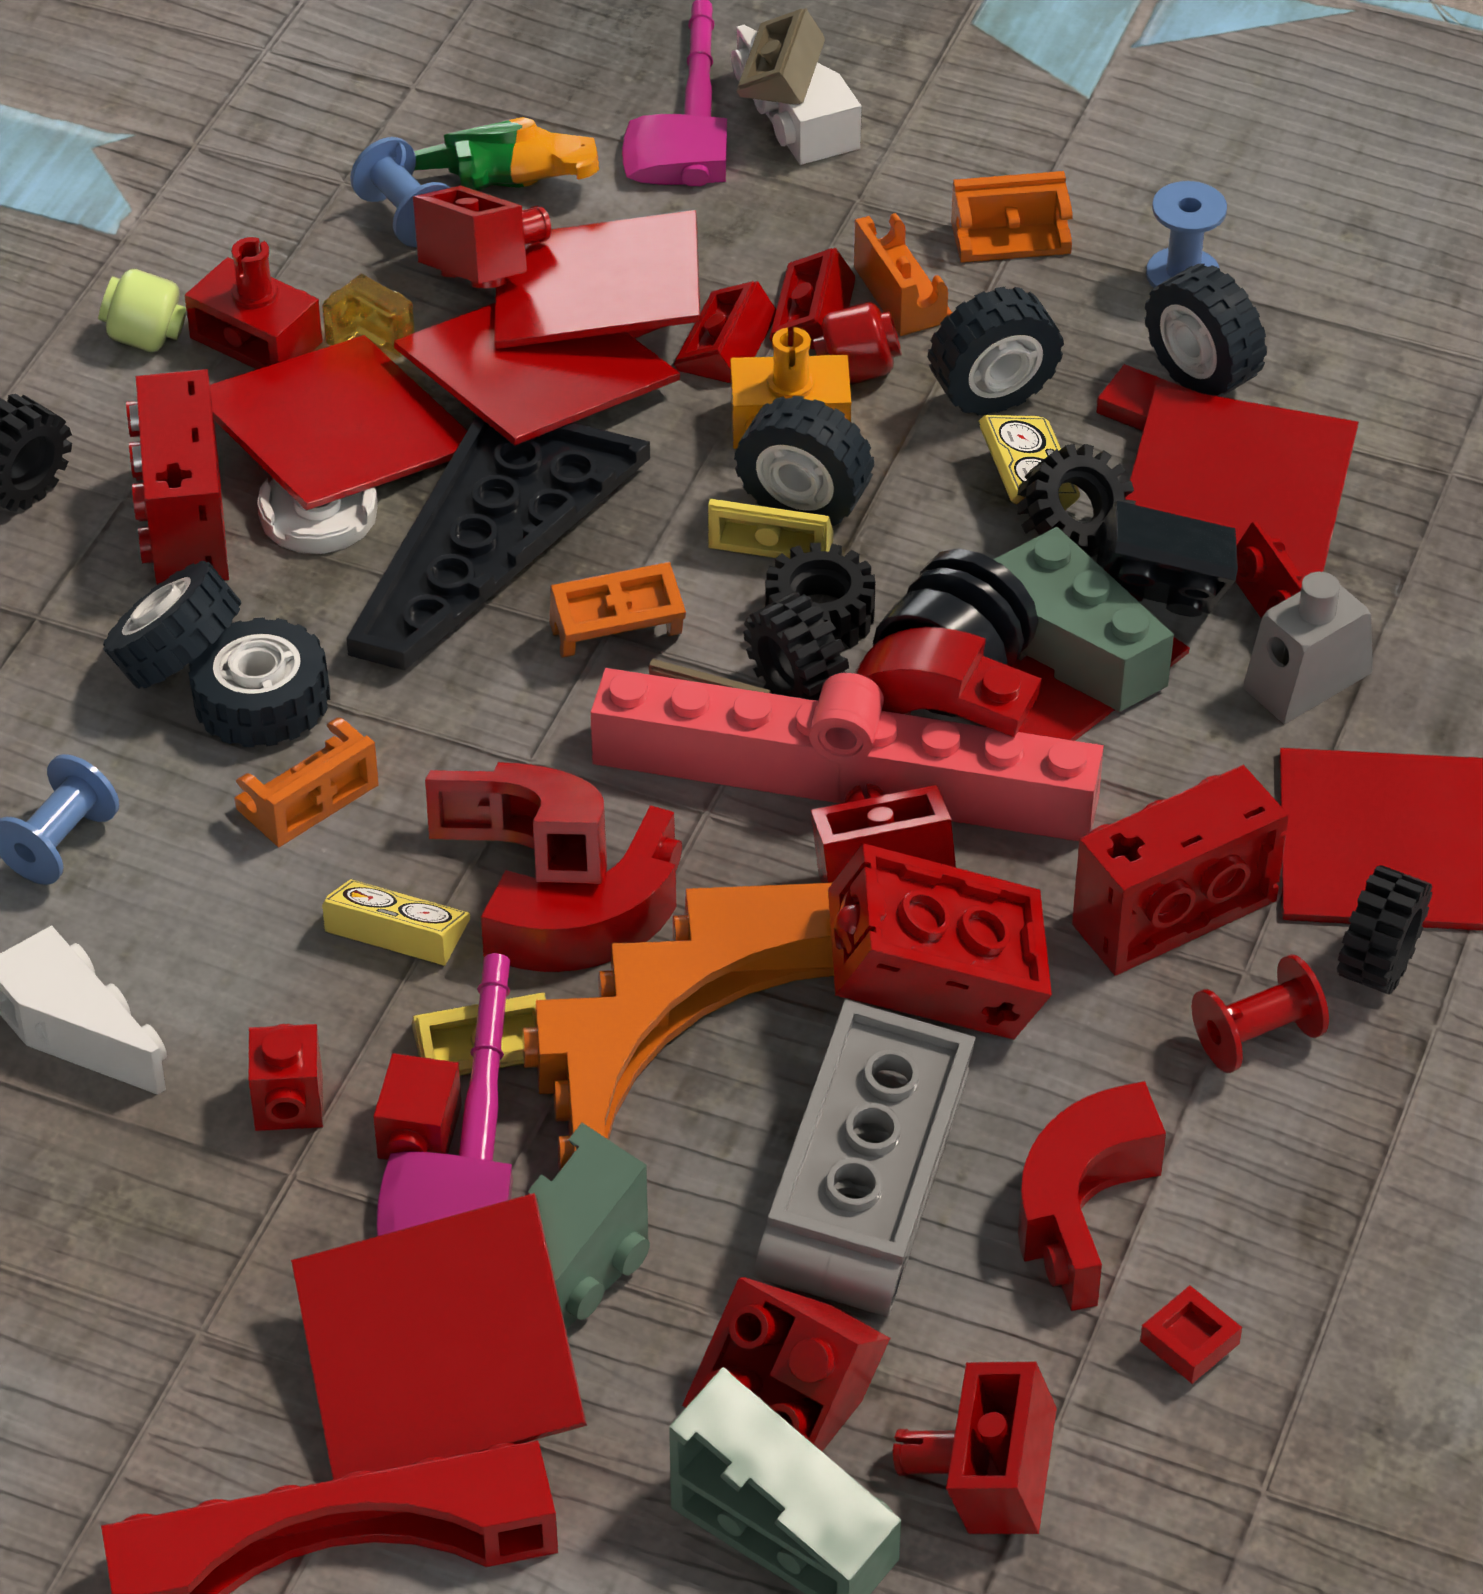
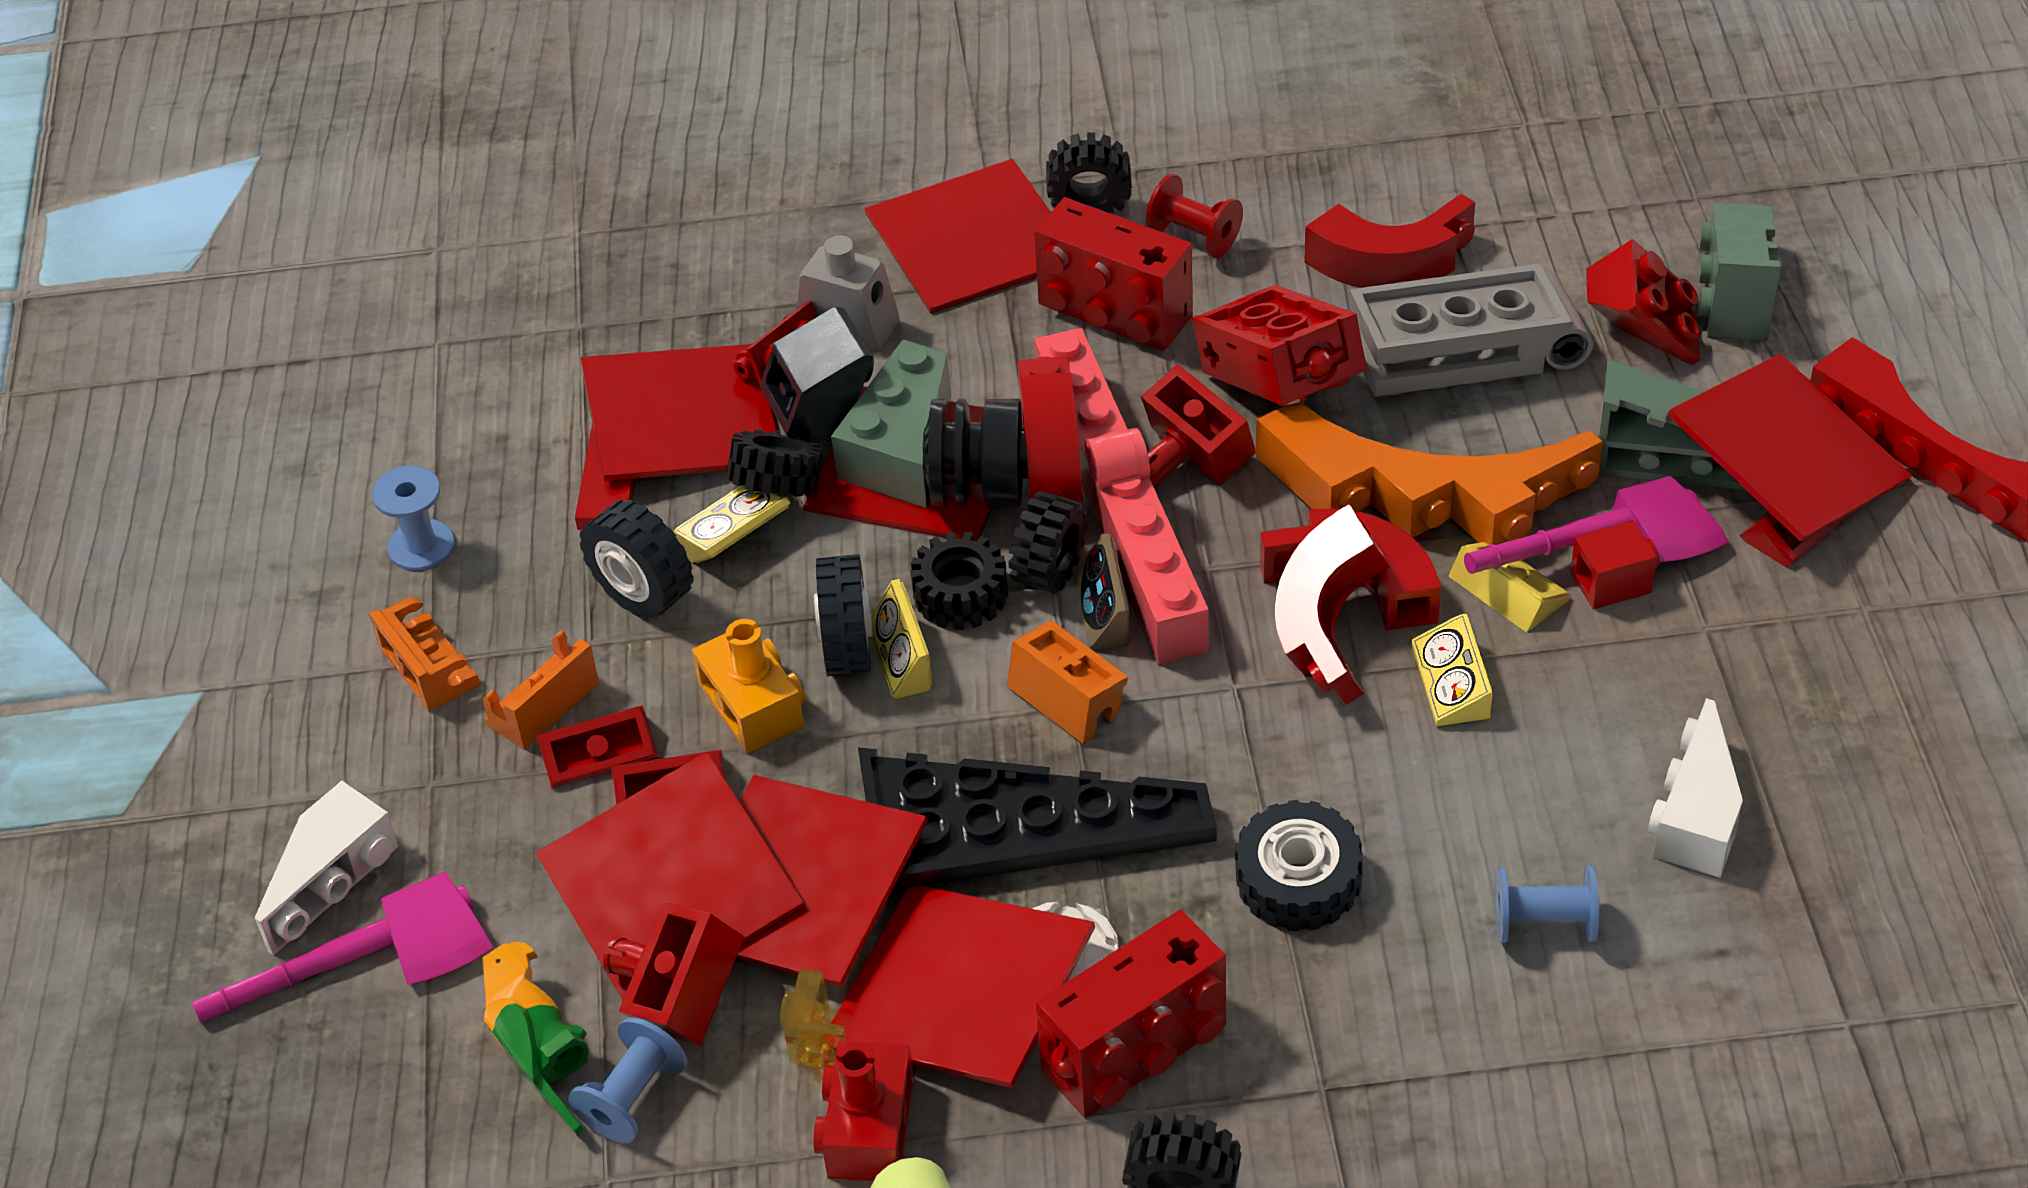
camera: 115 degrees left, 0 degrees up
(172, 625) = (1311, 959): black wheel -> none
(285, 1077) = (1653, 640): red brick -> none
(312, 787) = (1374, 782): orange hinge -> none
(782, 59) = (308, 855): dark tan slope -> none
(864, 336) = (650, 674): red head -> none
(996, 1453) = (1622, 195): red brick -> none
(1190, 1334) = (1457, 169): red plate -> none
(1205, 330) = (539, 452): black wheel -> none

